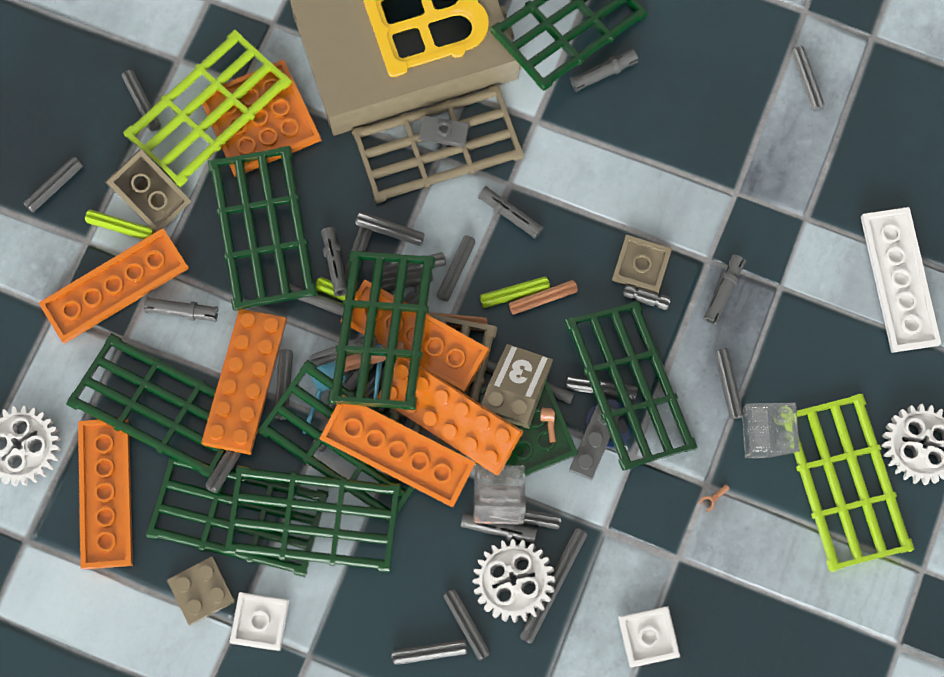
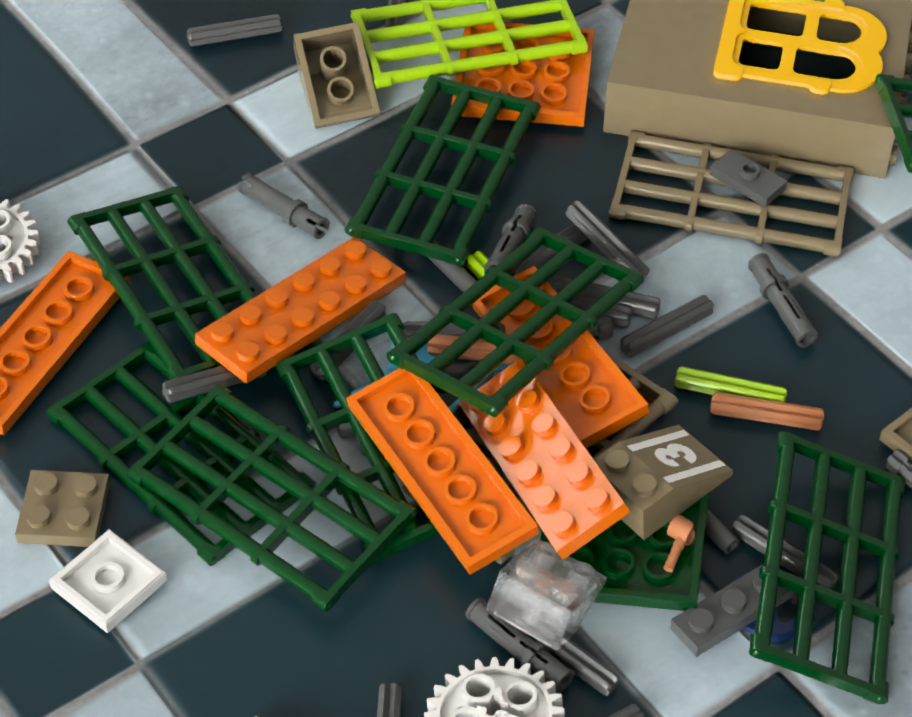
camera: 30 degrees right, 25 degrees down
(113, 286) = (222, 147): orange plate -> none
(118, 224) = (278, 98): lime axle -> none

